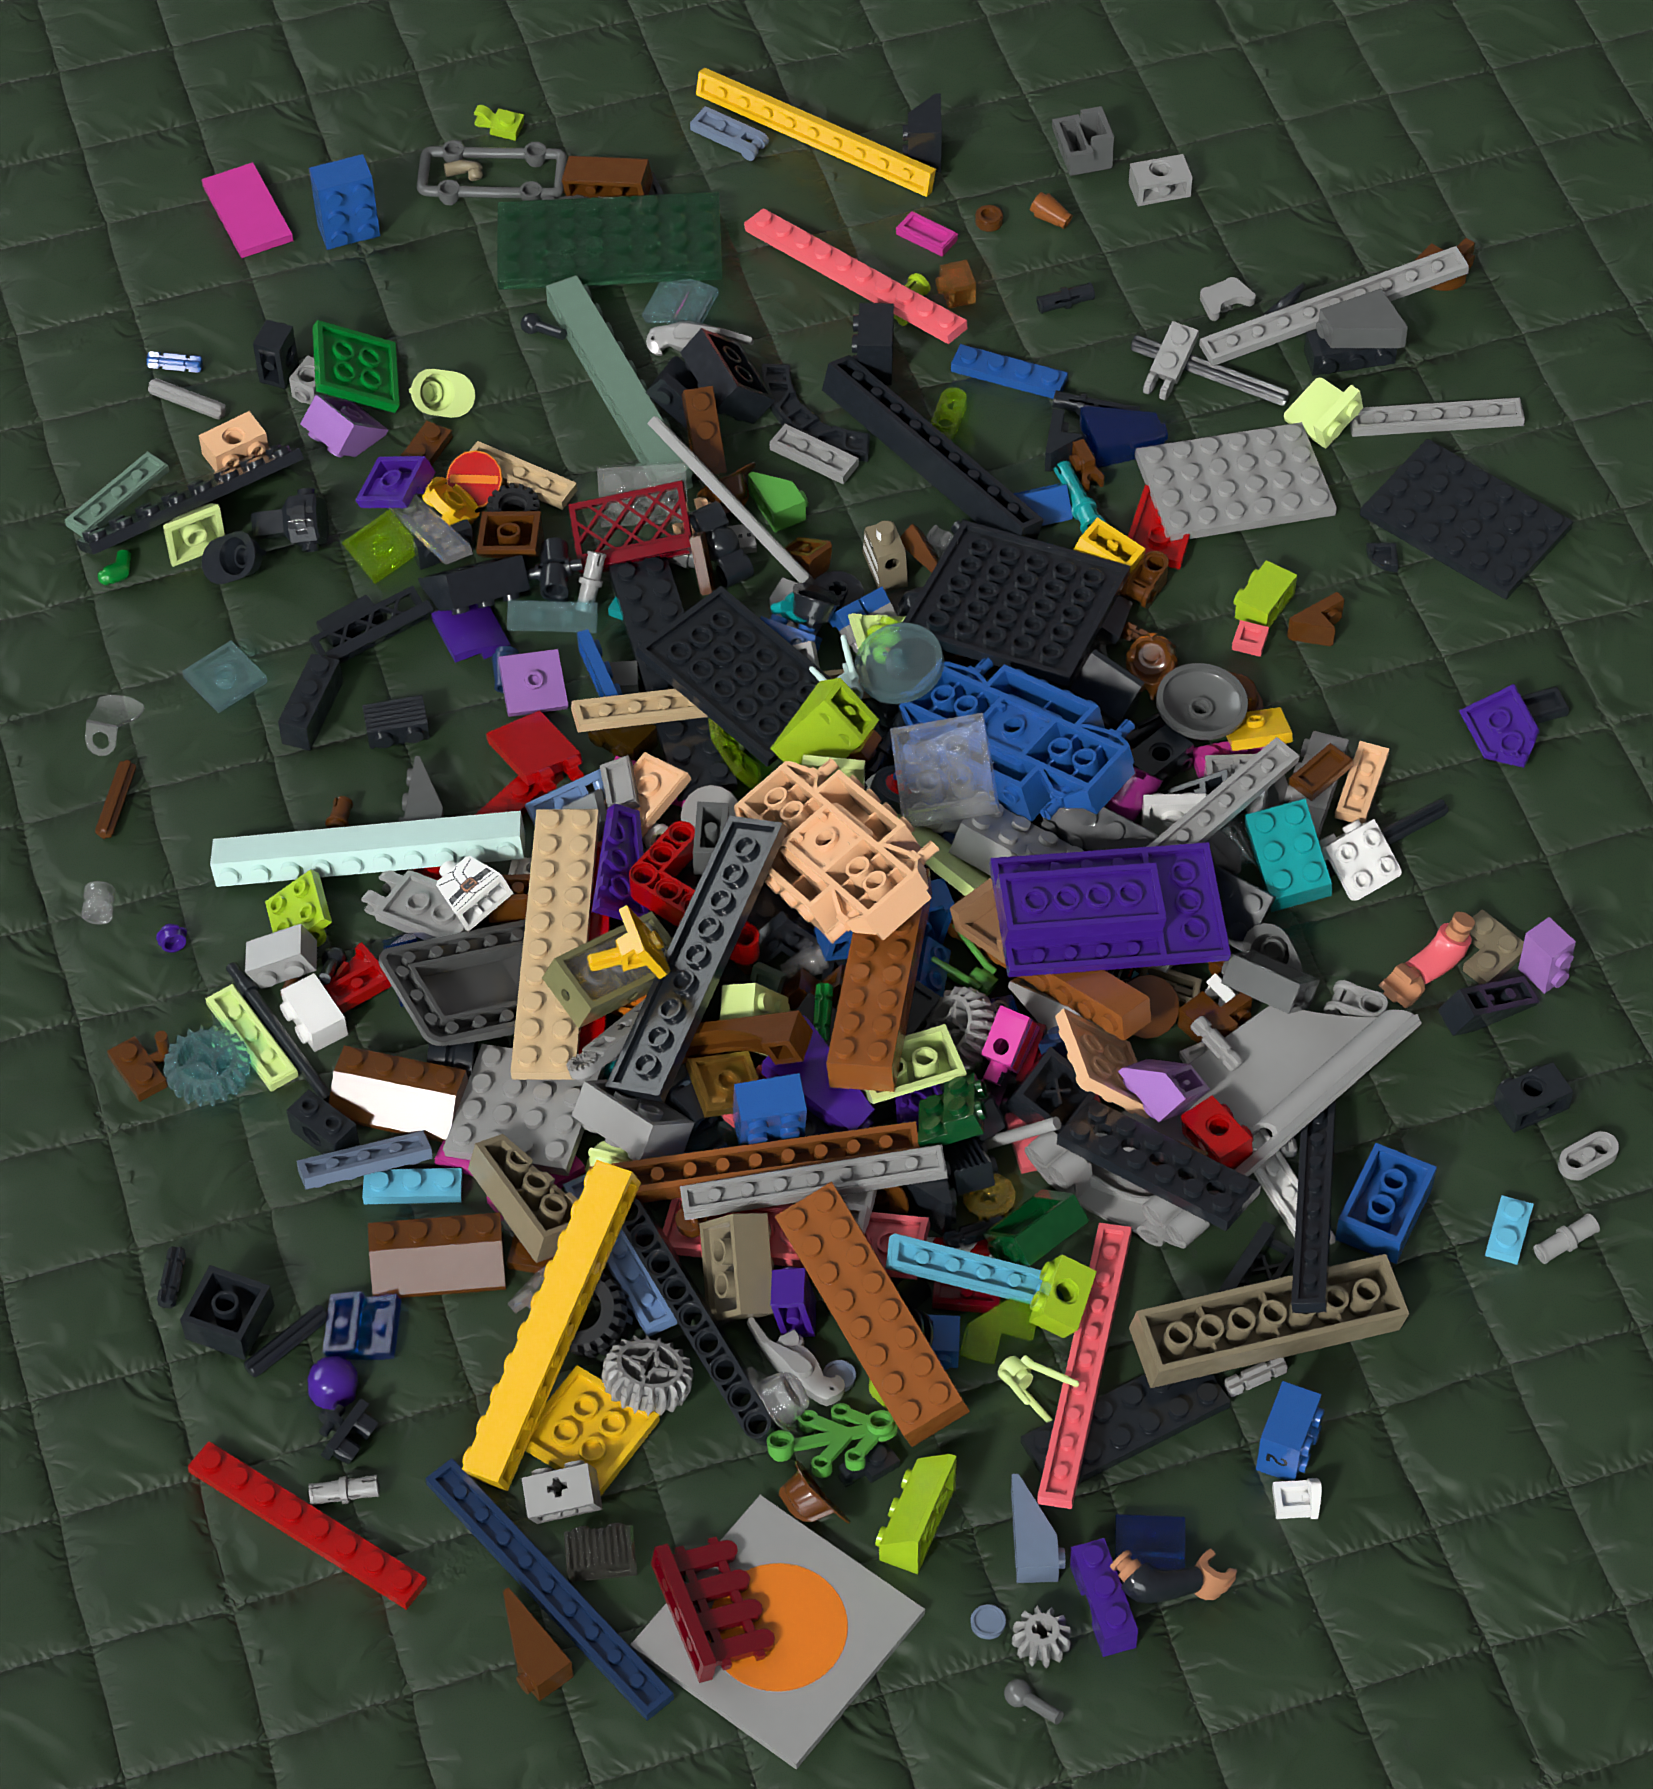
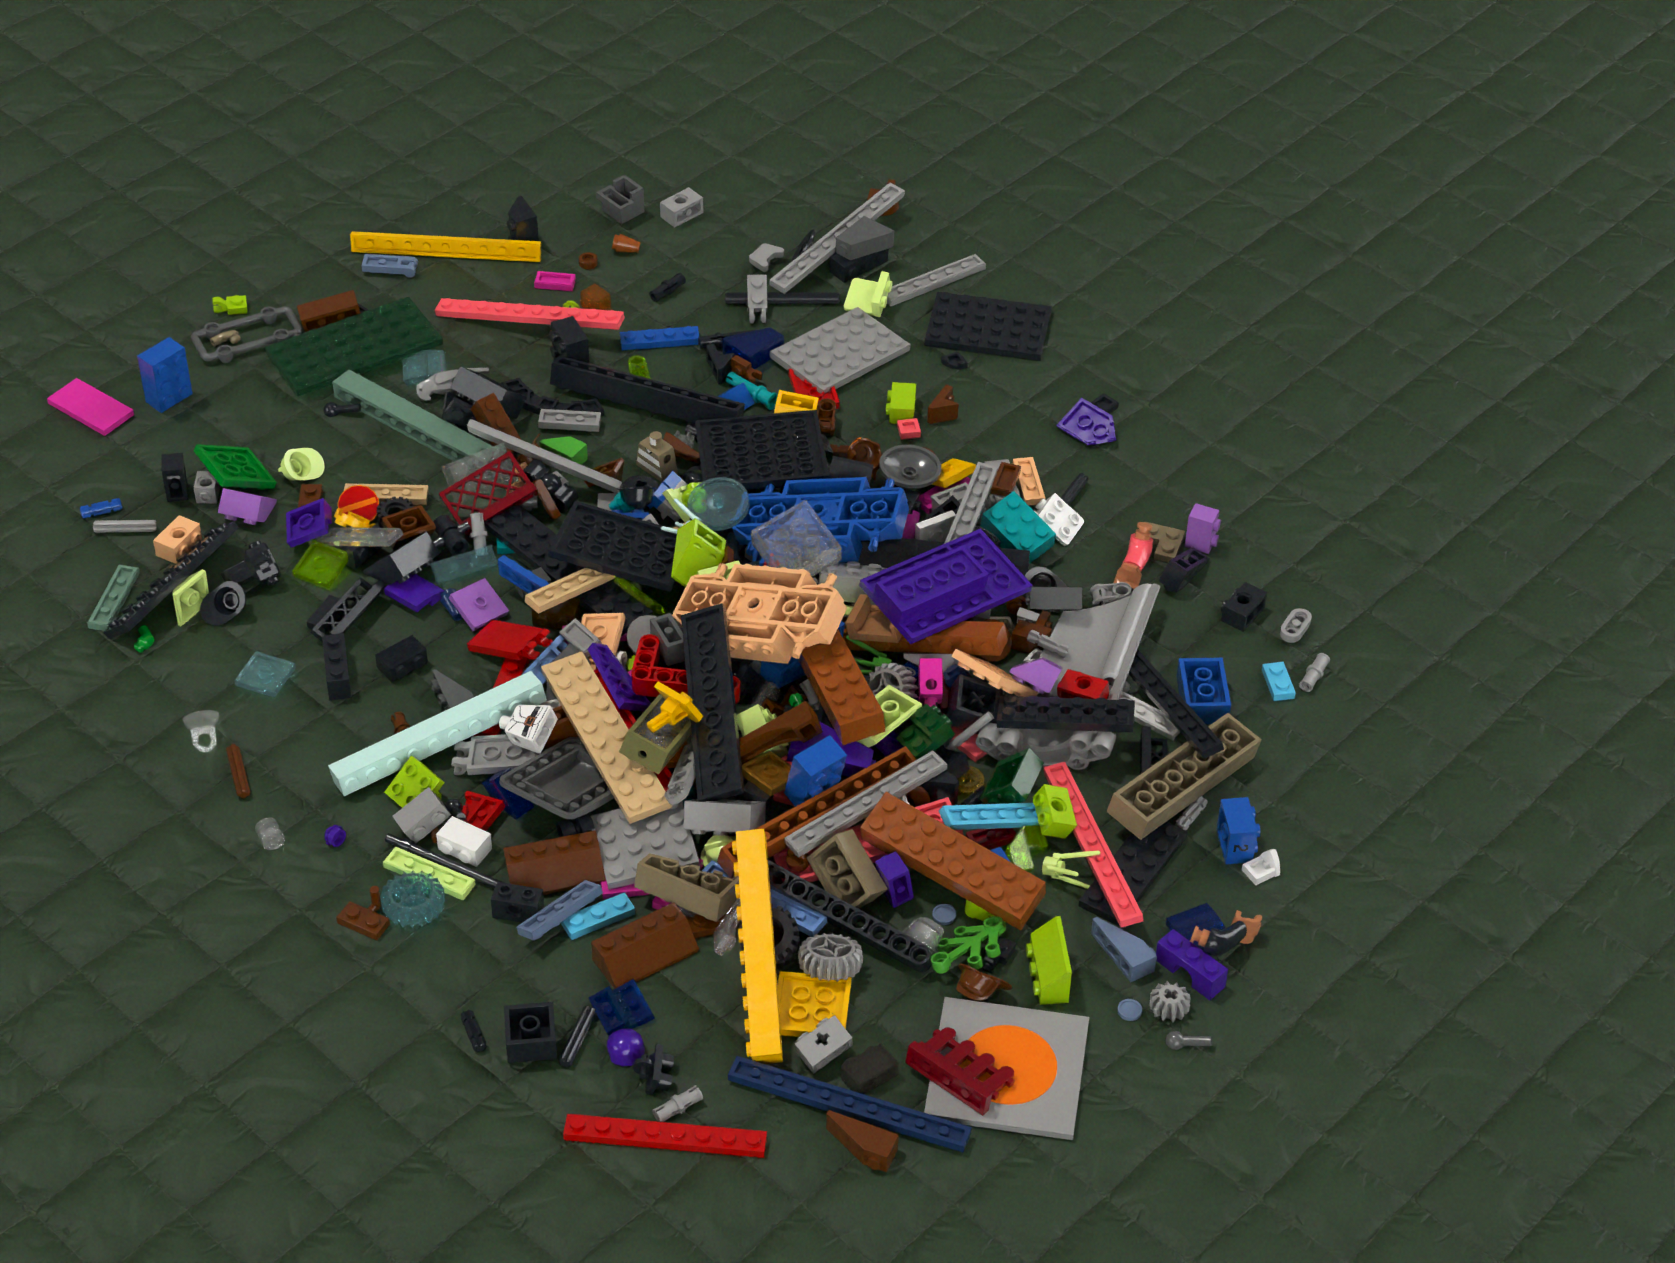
camera: 30 degrees left, 10 degrees down
(791, 1356) = (908, 911): light grey animal -> none

